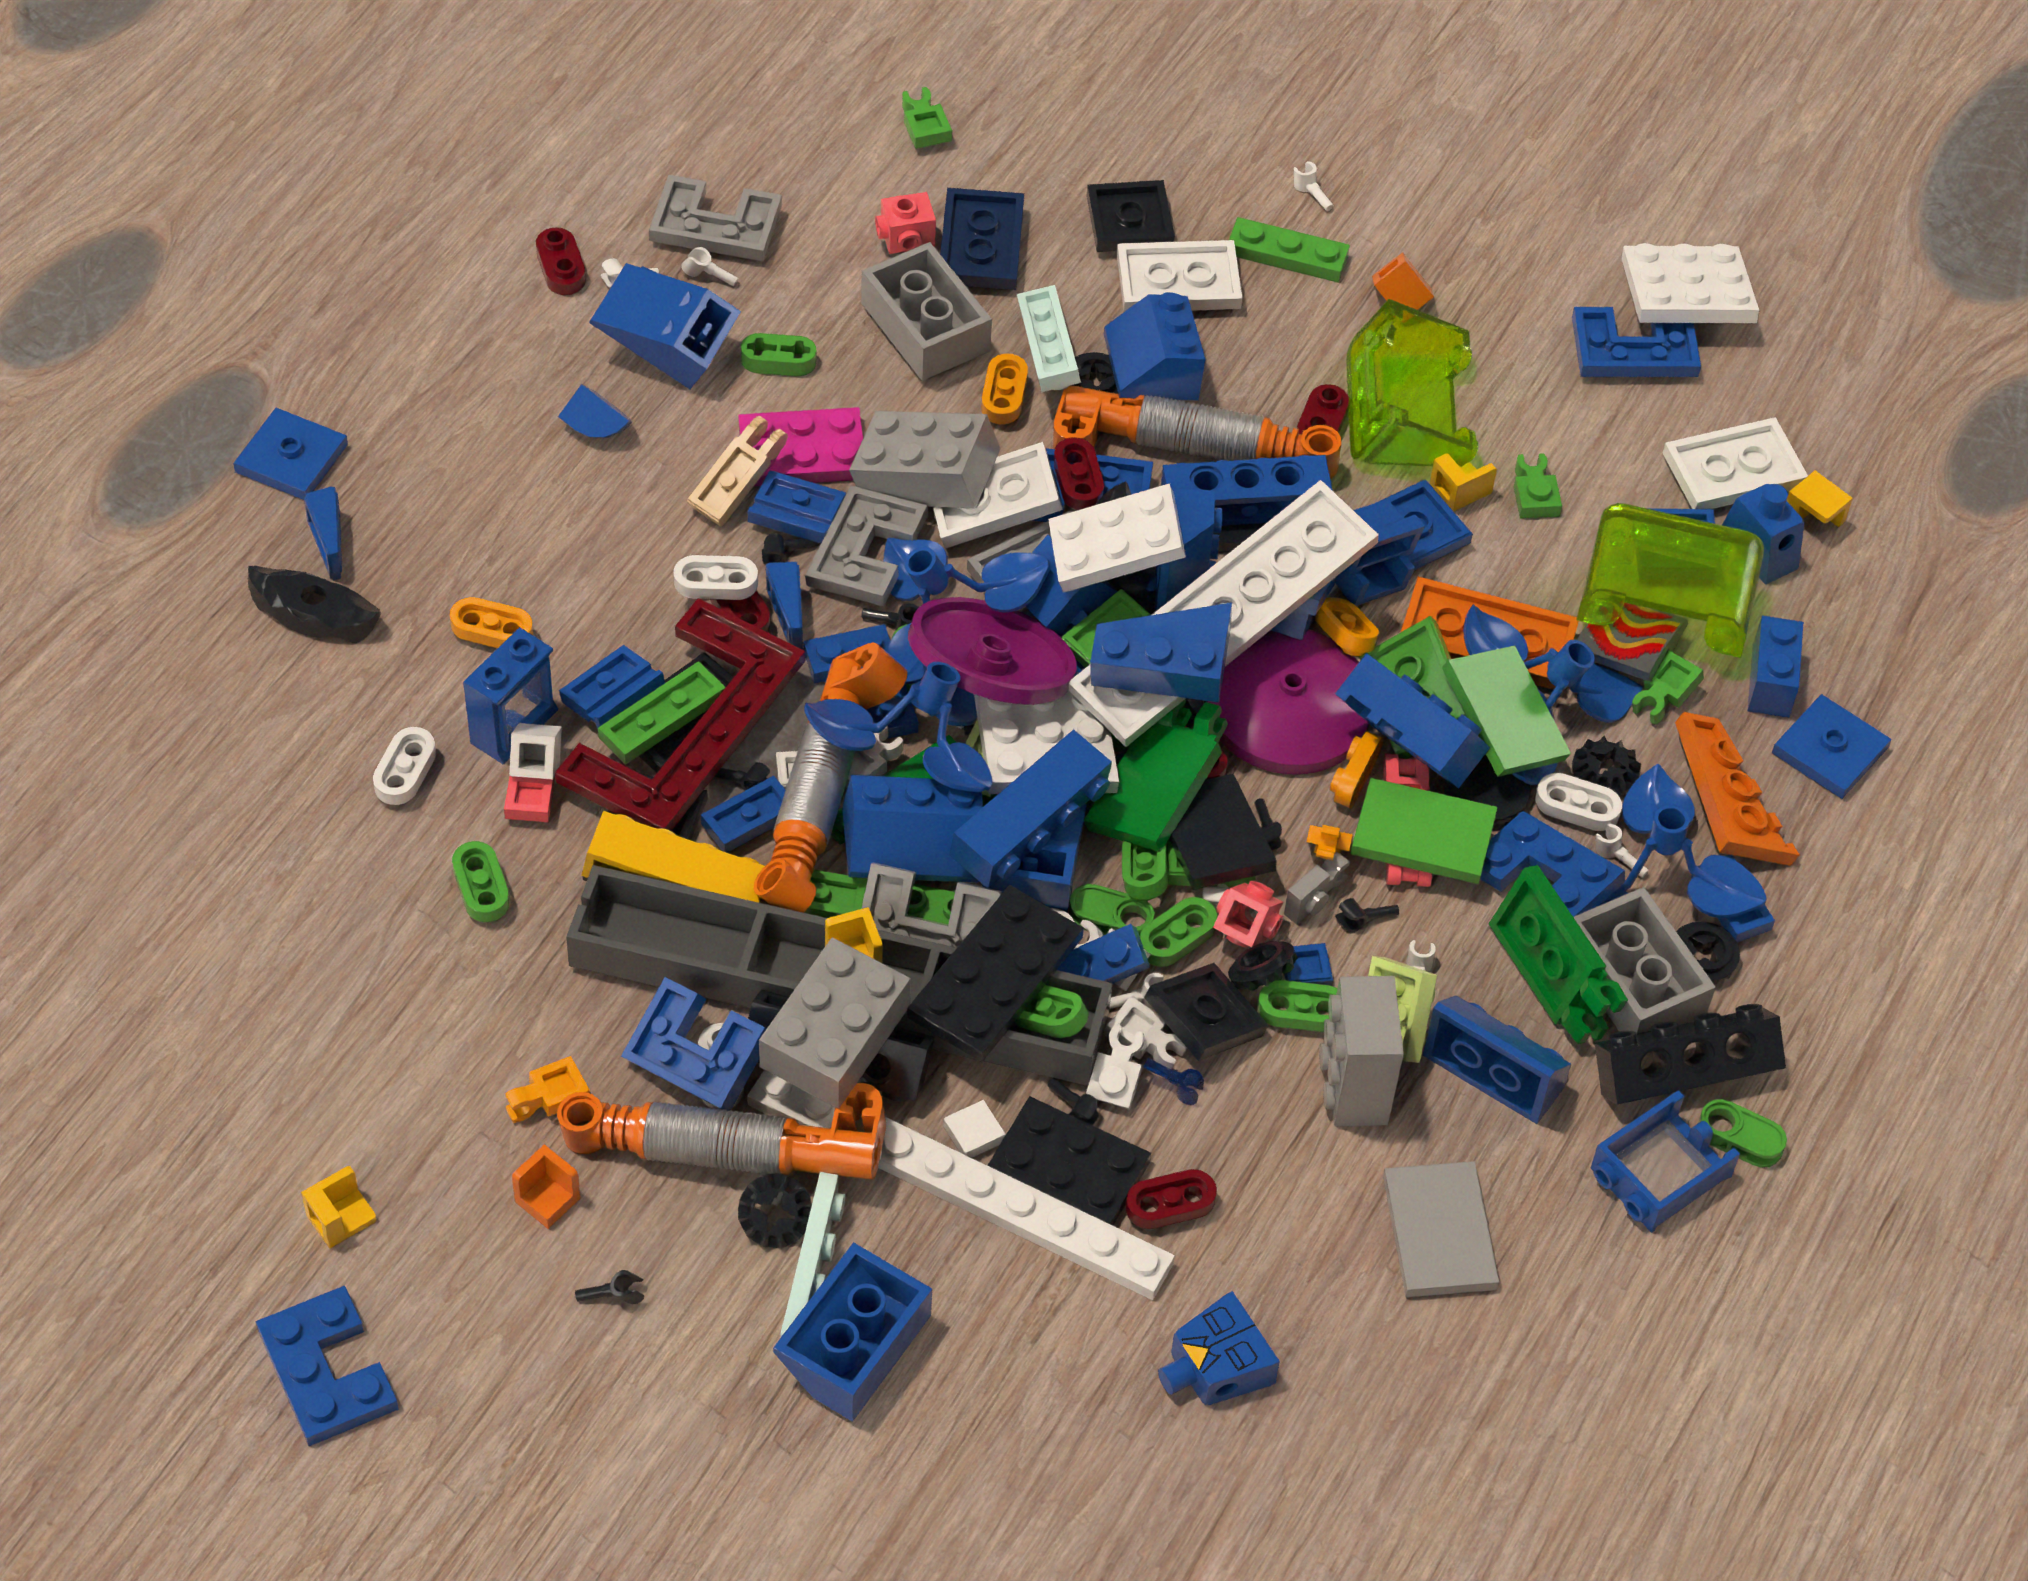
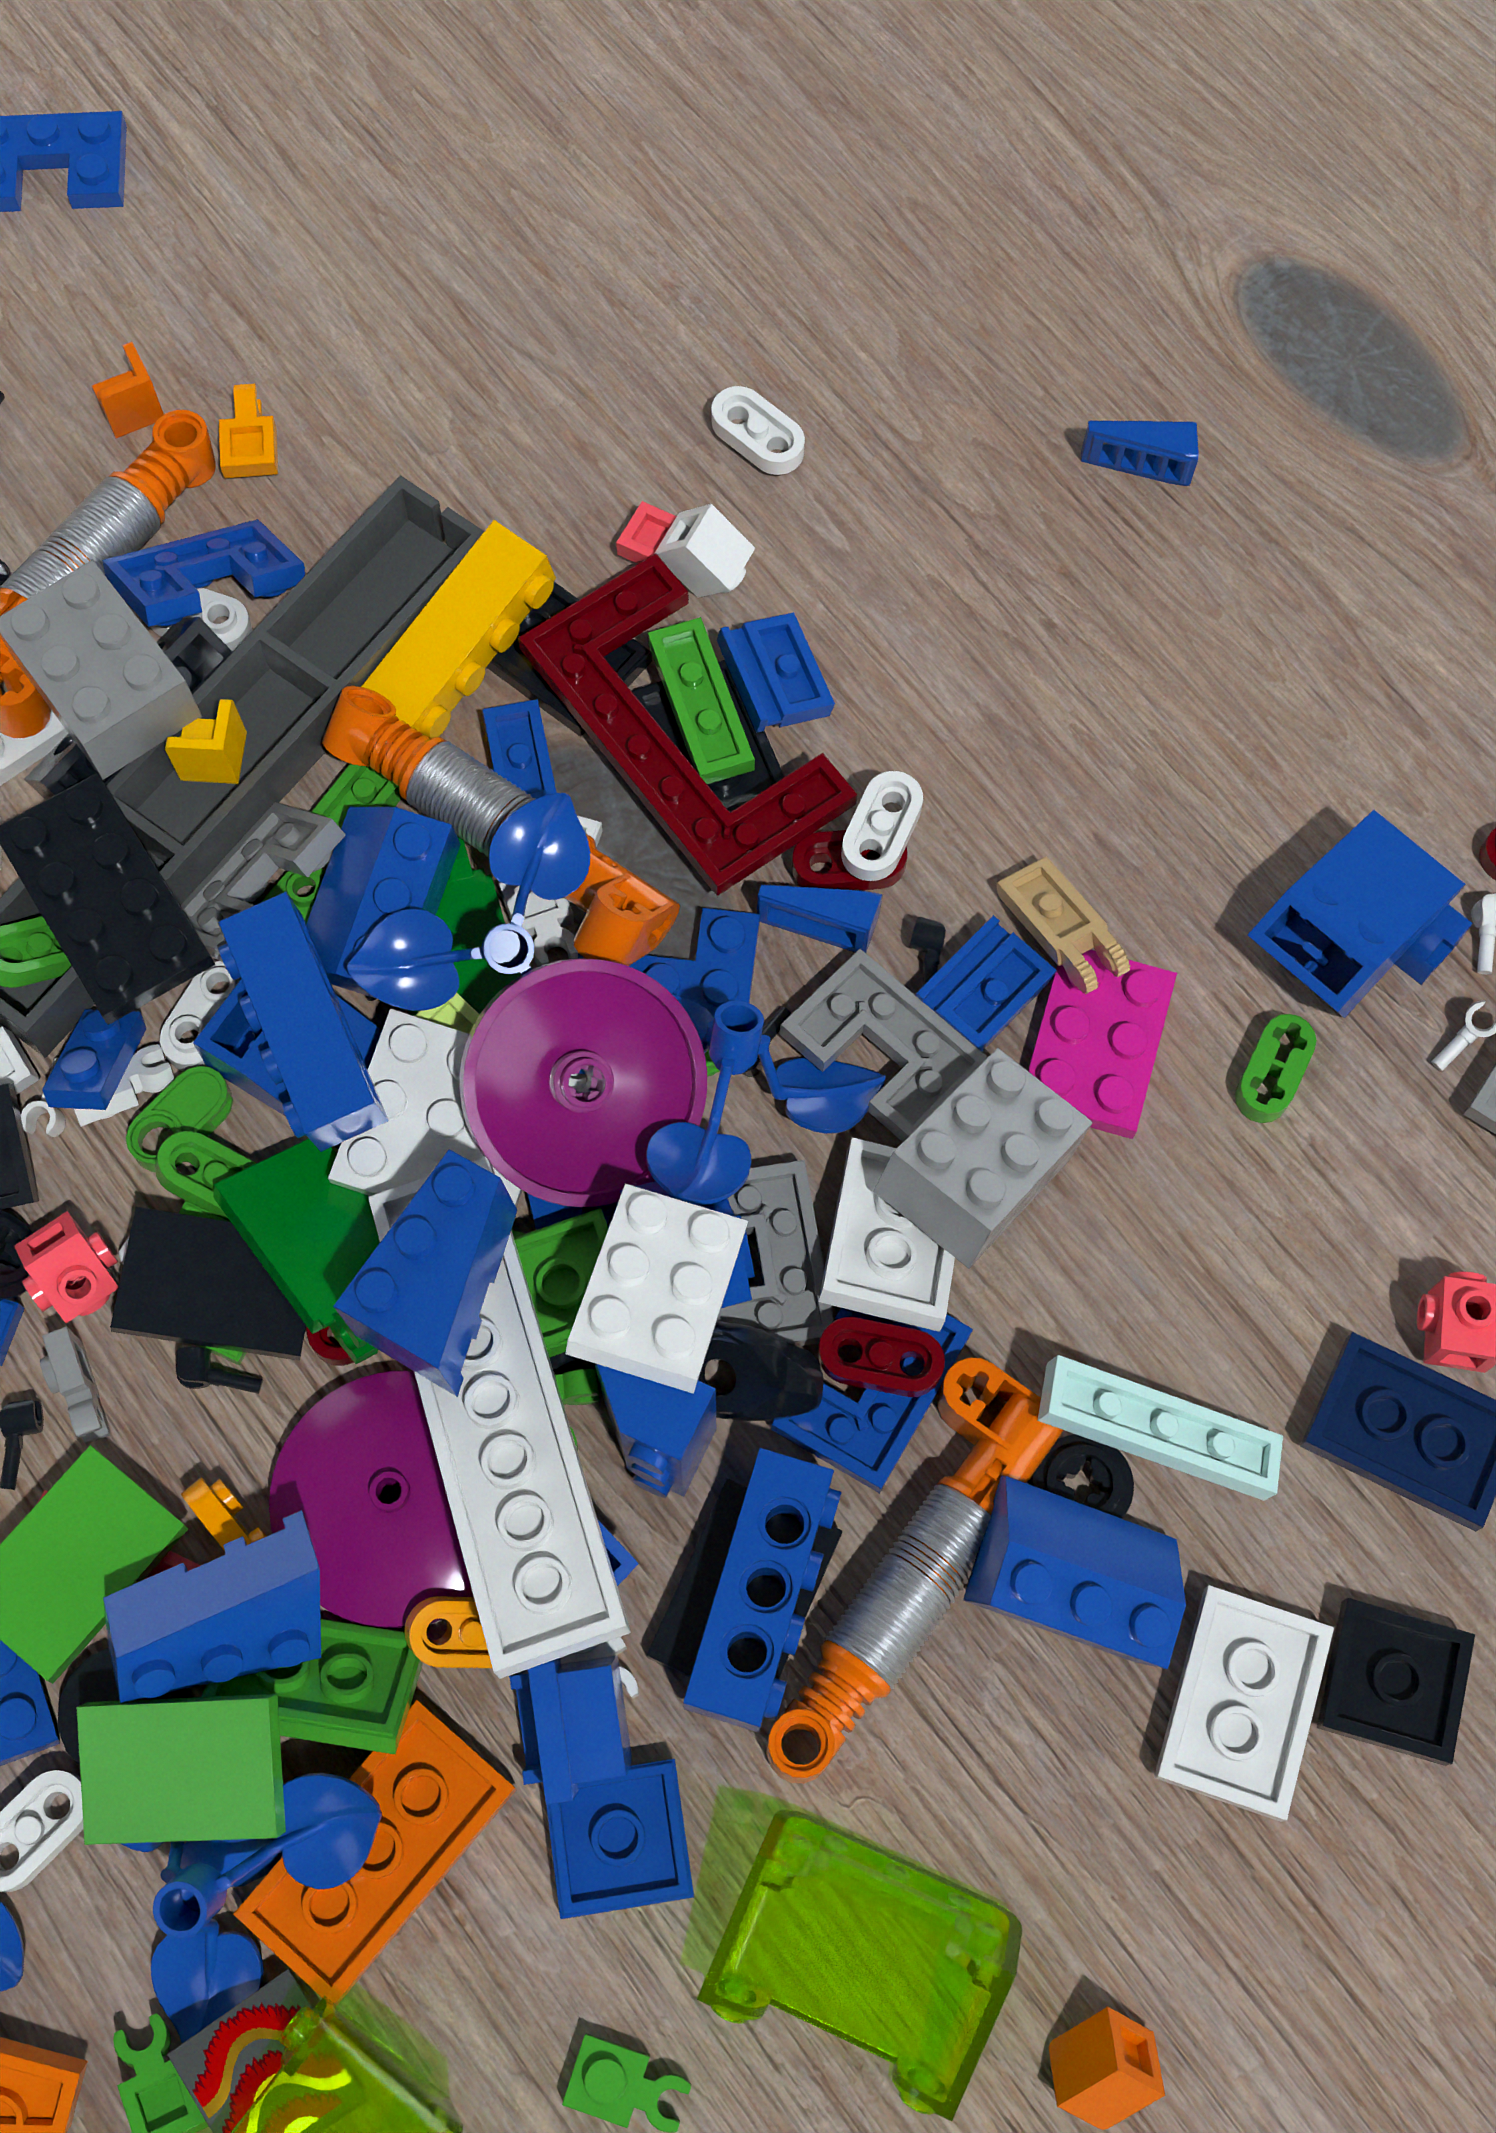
camera: 115 degrees right, 15 degrees up
(290, 453) = (1294, 456): blue plate -> none
(337, 1207) = (208, 208): yellow panel -> none
(340, 615) = (1018, 435): black piece -> none
(482, 884) = (559, 455): bright green plate -> none
(492, 620) = (929, 582): light orange plate -> none
(509, 690) = (788, 529): blue window -> none
(593, 414) = (1237, 803): blue brick -> none
(754, 776) = (576, 781): black hand -> none
(926, 311) = (1275, 1276): light grey brick -> none
(1004, 388) = (1104, 1339): light orange plate -> none
(1175, 934) = (104, 1186): bright green plate -> none
(1289, 249) = (1256, 1918): bright green plate -> none
(1307, 183) = (1388, 2027): white hand -> none
(1325, 406) = (886, 1804): dark red plate -> none
(1329, 840) = (134, 1435): light orange plate -> none
(1462, 484) = (675, 1962): yellow panel -> none
(1617, 778) = (105, 1920): black gear -> none

